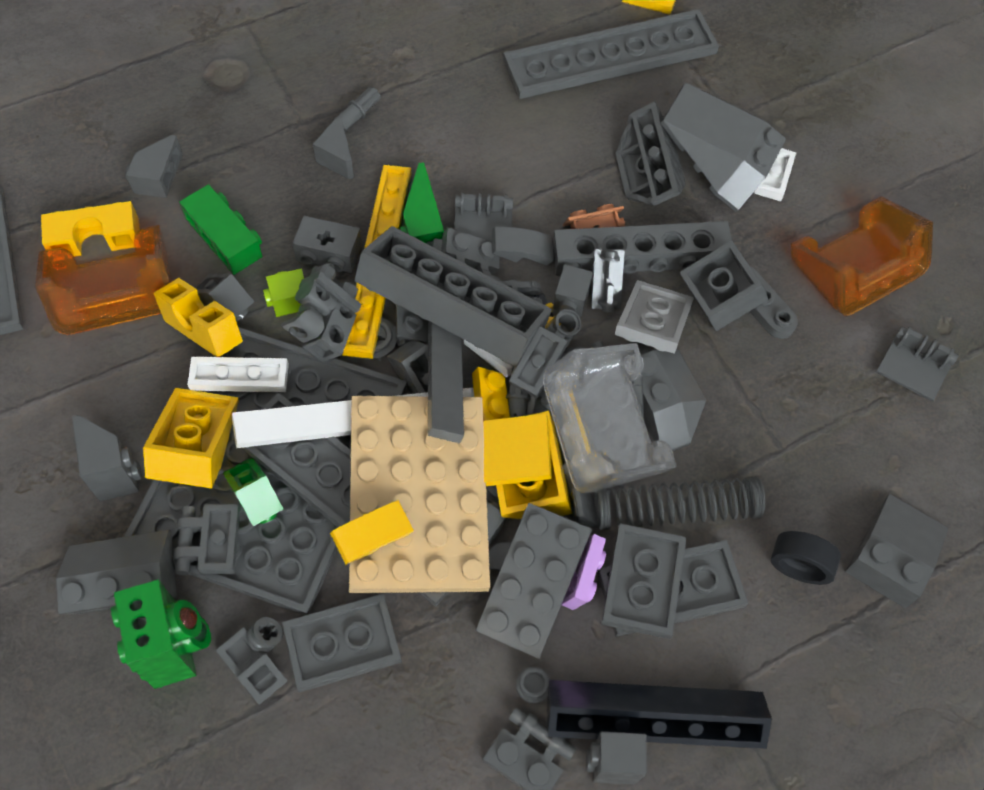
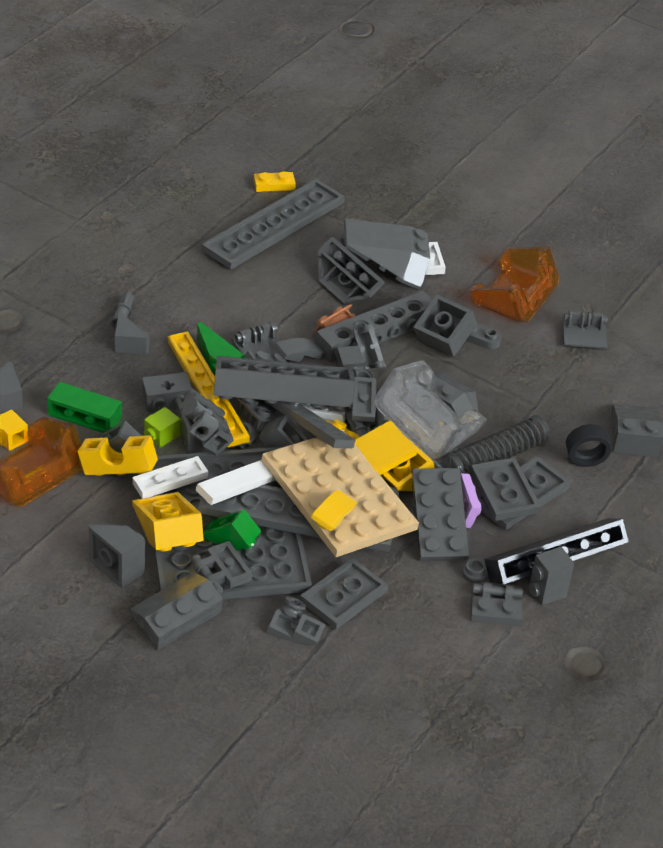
camera: 30 degrees left, 20 degrees down
(158, 633) = (235, 618): green piece -> none
(654, 316) = (409, 353): light grey plate -> none

